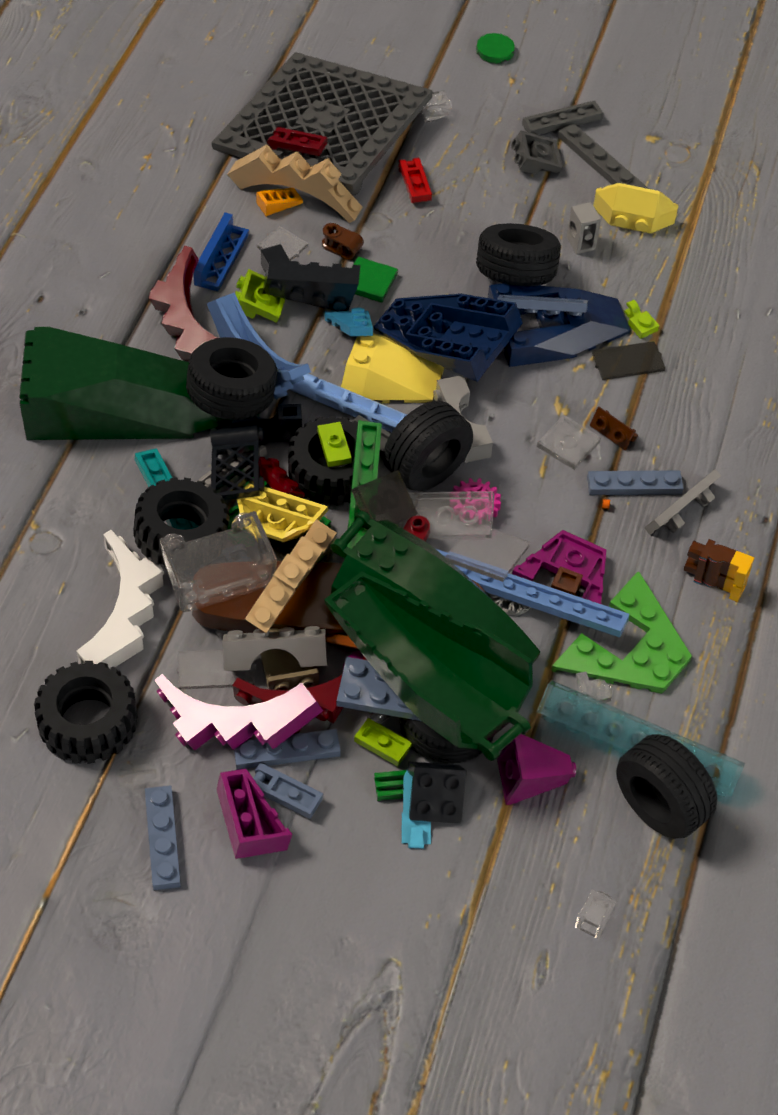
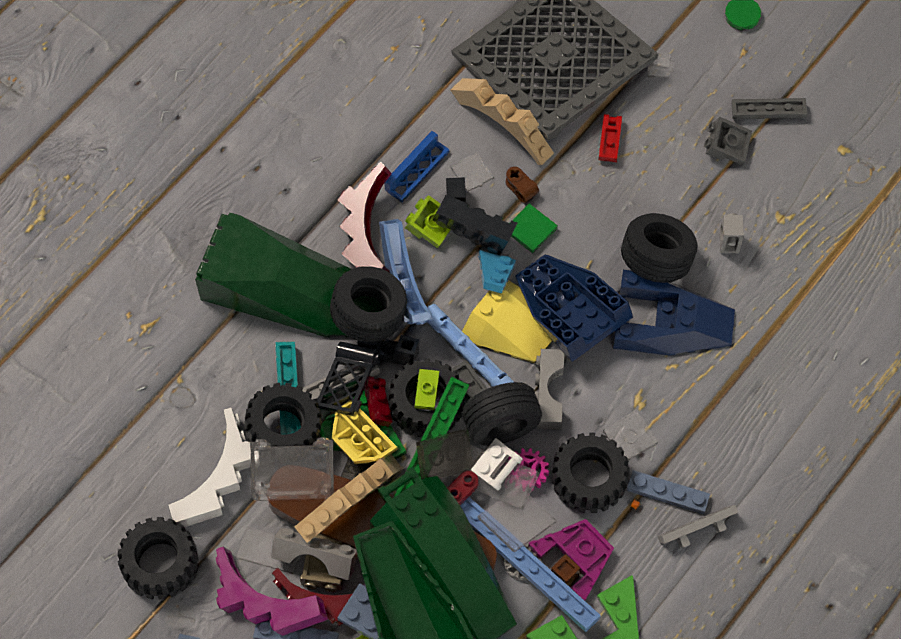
camera: 25 degrees right, 10 degrees up
(272, 200) = (480, 132): light orange slope -> none
(297, 141) = (518, 77): dark red plate -> none
(437, 496) = (491, 462): none -> white plate
(550, 460) = (596, 449): none -> black tyre
(552, 305) = (657, 305): sand blue plate -> none
(597, 157) = (786, 167): dark grey plate -> none
(613, 428) = (668, 429): reddish brown hinge -> none
(628, 360) = (717, 373): clear smoke piece -> none
(635, 207) = (788, 226): light yellow wedge -> none
(641, 323) = (744, 339): lime plate -> none
(719, 567) = (696, 596): reddish brown hips -> none

